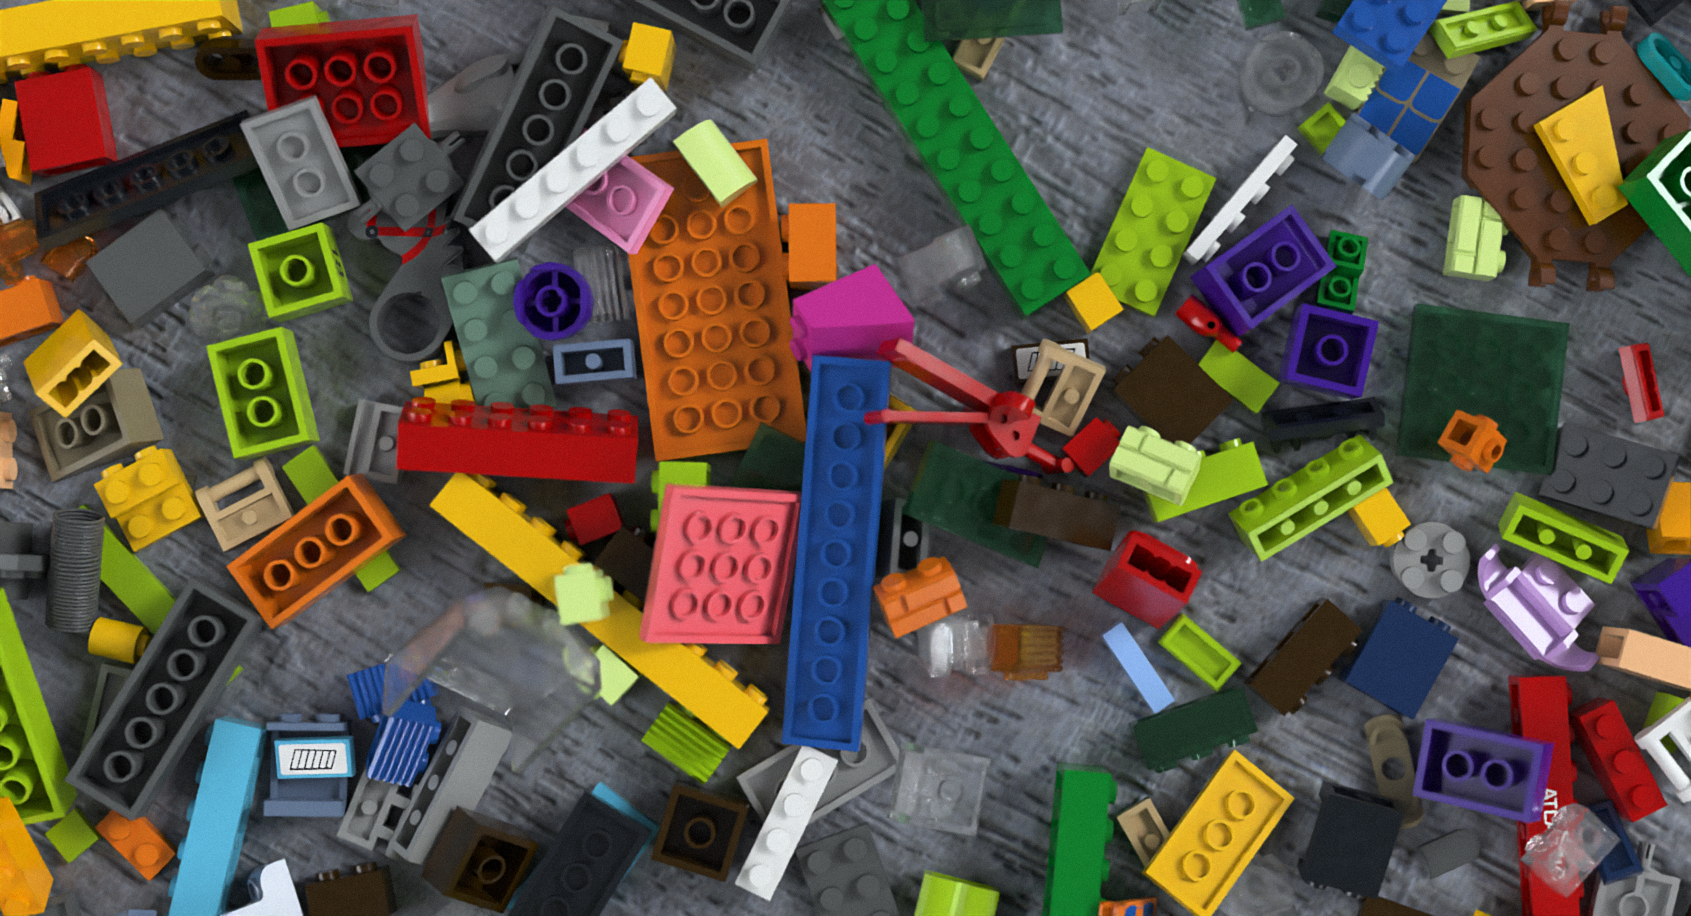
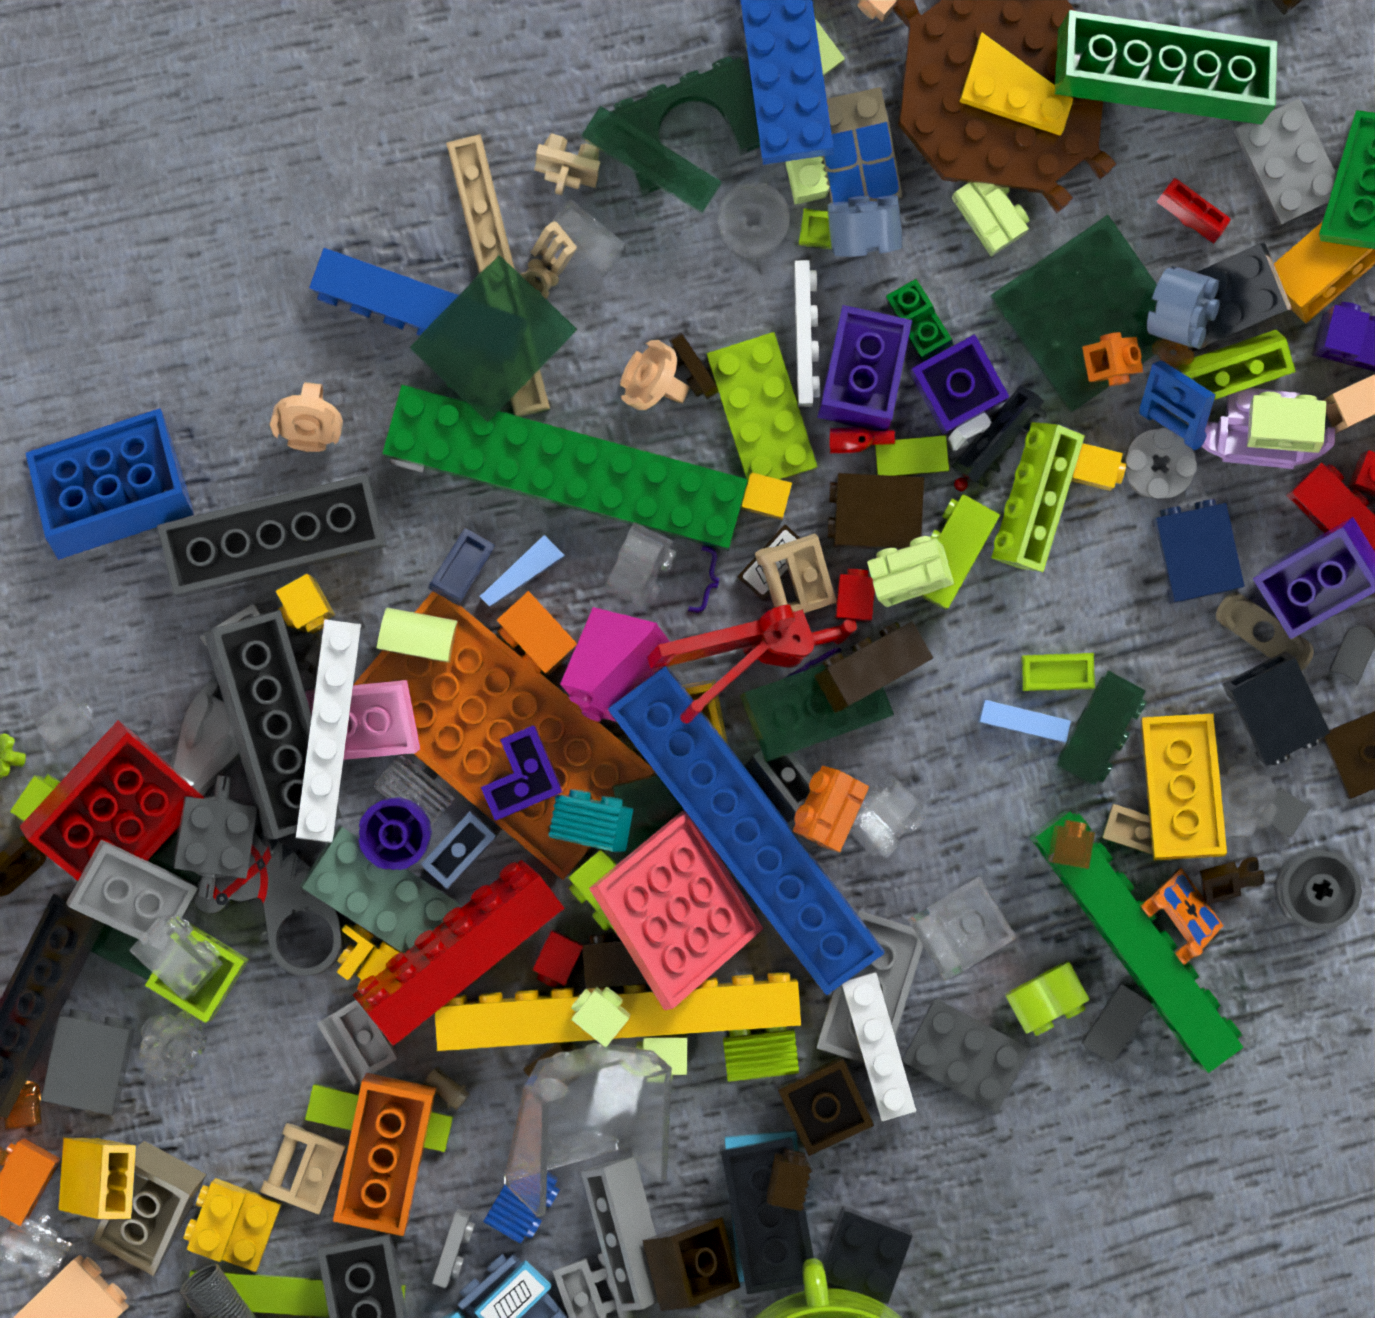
camera: 40 degrees left, 0 degrees up
(263, 393) = (247, 1080): lime brick -> none
(289, 241) = (177, 955): none -> clear brick
(292, 682) = (450, 1262): none -> light grey plate
(402, 743) = (564, 1234): blue brick -> none
(415, 544) = (447, 1088): none -> dark tan pin
(615, 866) = (789, 1180): none -> dark brown brick
(703, 357) = (532, 776): none -> dark purple brick
(718, 433) = (591, 822): none -> teal brick
(800, 141) = (461, 566): none -> dark blue tile
(852, 189) = (530, 565): none -> light blue piece
(991, 329) = (712, 577): none -> dark purple piece
(1026, 650) = (937, 779): clear orange brick -> none
(1087, 125) = (652, 376): none -> light nougat tile
(1089, 803) = (1071, 845): none -> clear orange brick
(1128, 131) = (699, 378): none -> dark brown plate
(1147, 579) = (975, 654): red brick -> none
(1255, 433) = (960, 484): none -> red piece
(1296, 392) = (968, 429): none -> white tile
(1304, 657) = (1132, 610): dark brown brick -> none
(1482, 29) = (865, 65): lime tile -> none
(1500, 520) = (1180, 396): none -> blue plate
(1534, 475) = (1163, 349): none -> clear orange plate
(1568, 619) = (1286, 422): none -> yellowish green brick
(1570, 450) = (1183, 306): none -> sand blue brick

